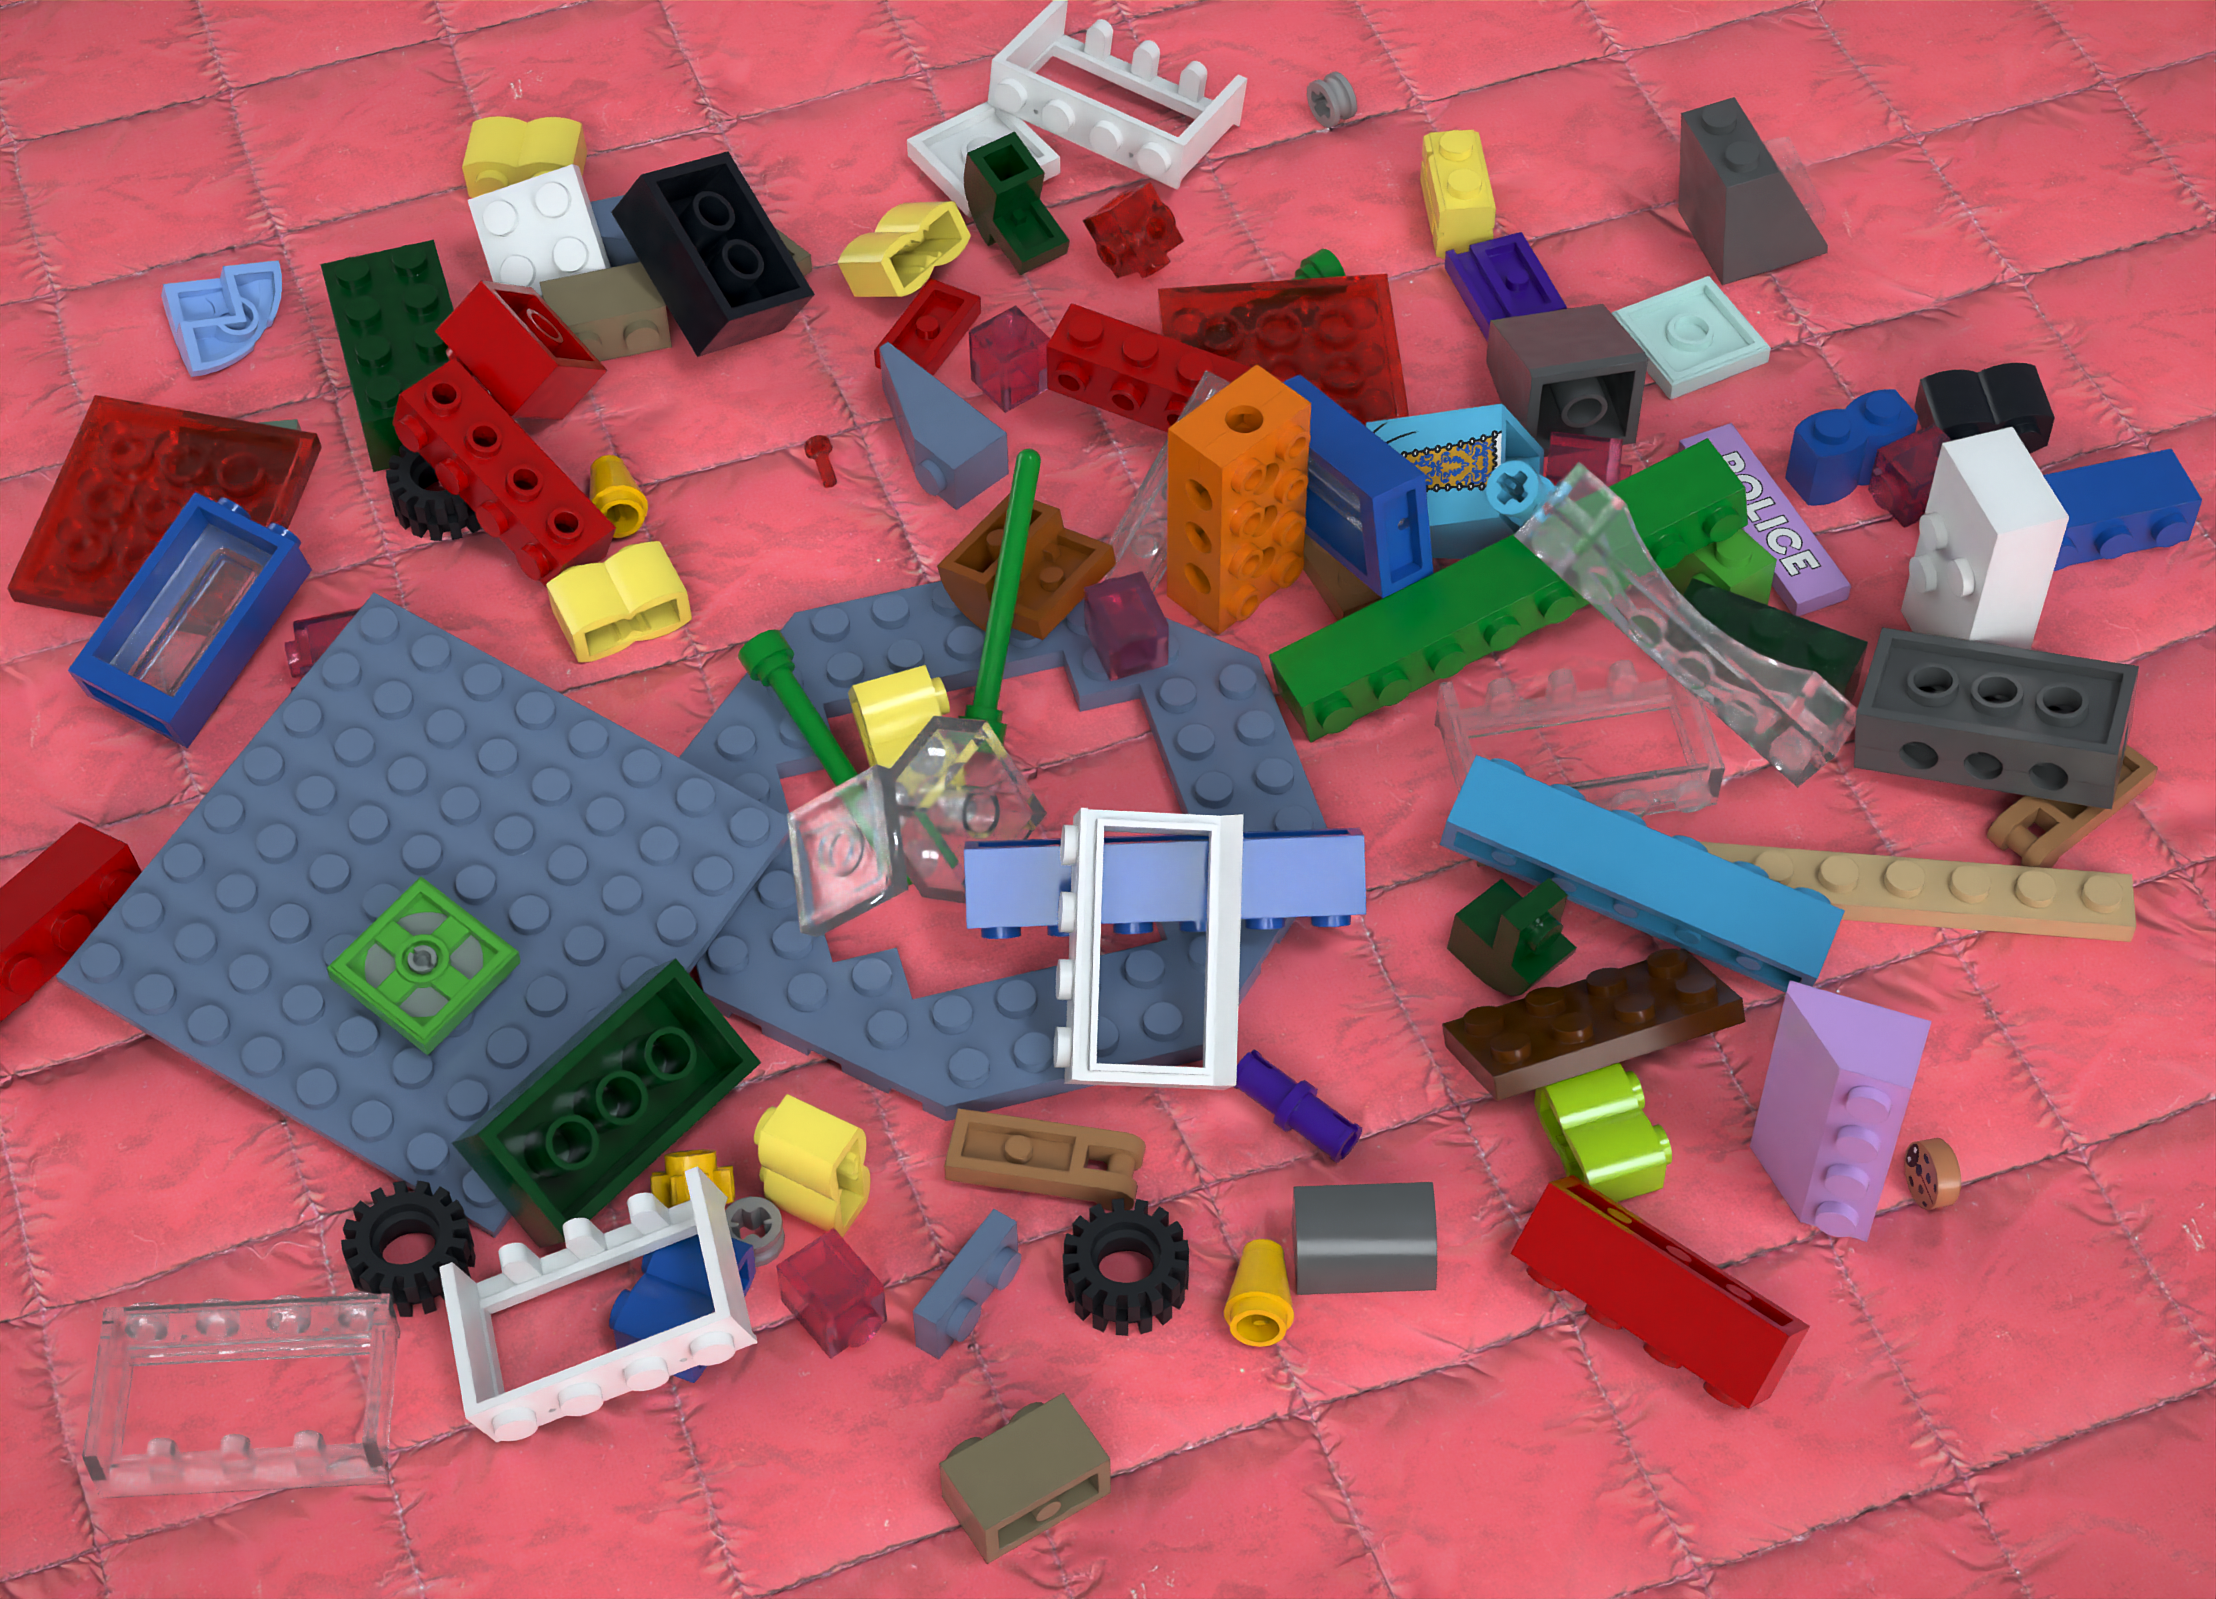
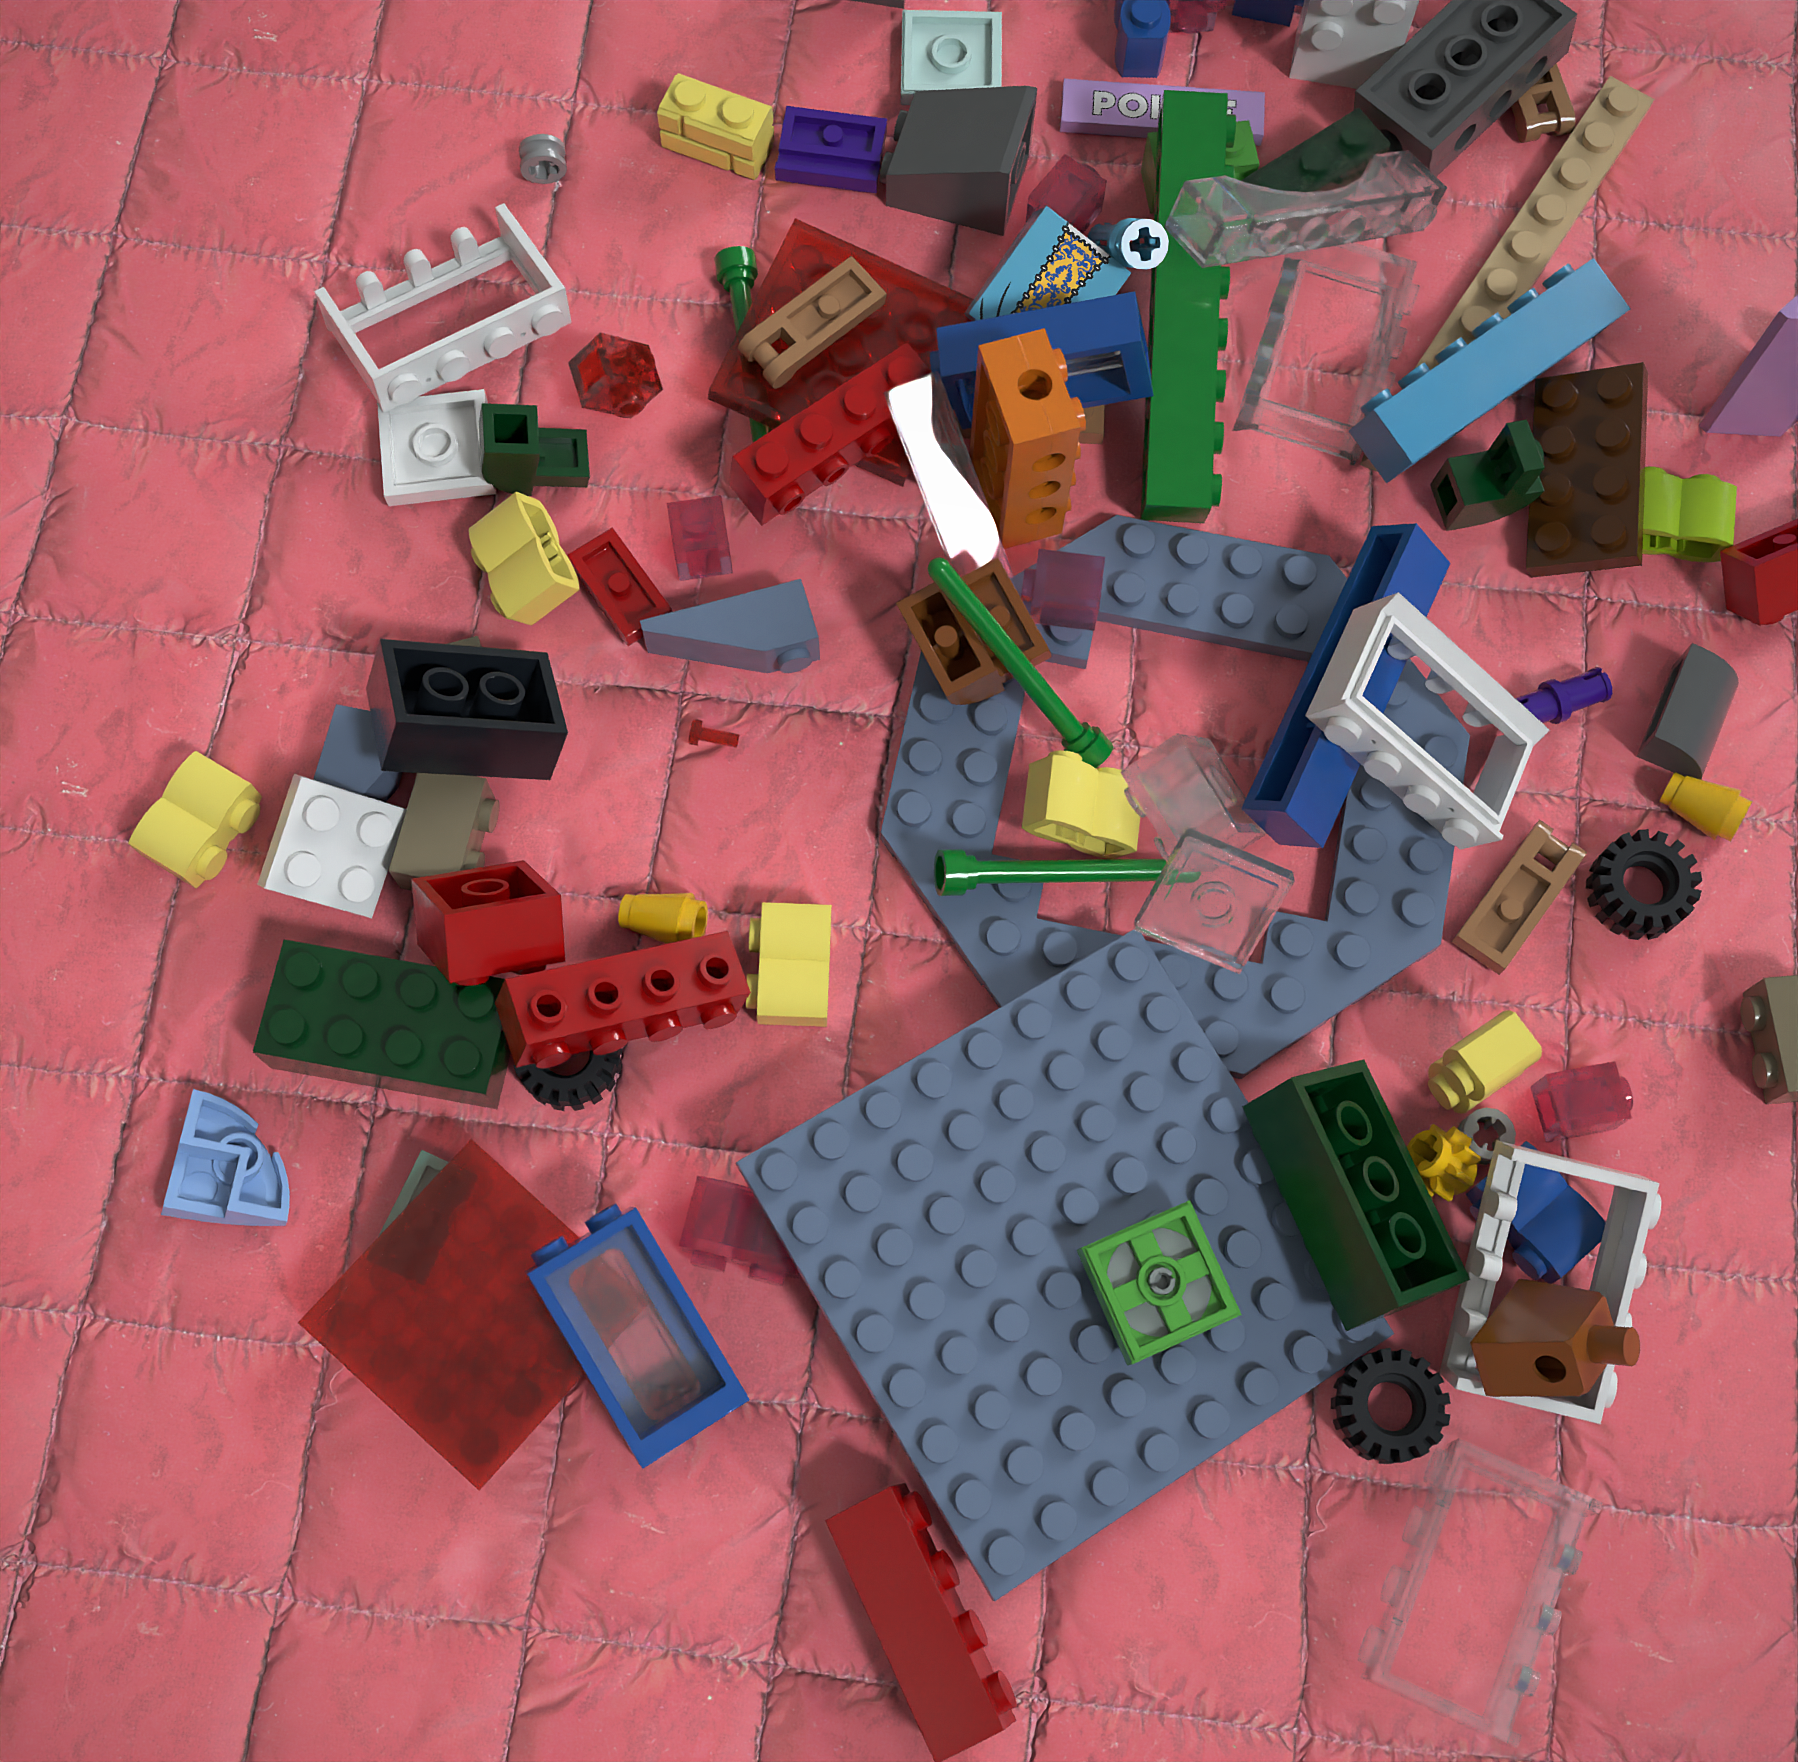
camera: 65 degrees left, 20 degrees up
(519, 1305) = (1550, 1342): none -> dark orange torso
(956, 1298) = (1606, 988): sand blue plate -> none
(1278, 324) = (813, 321): none -> medium nougat plate

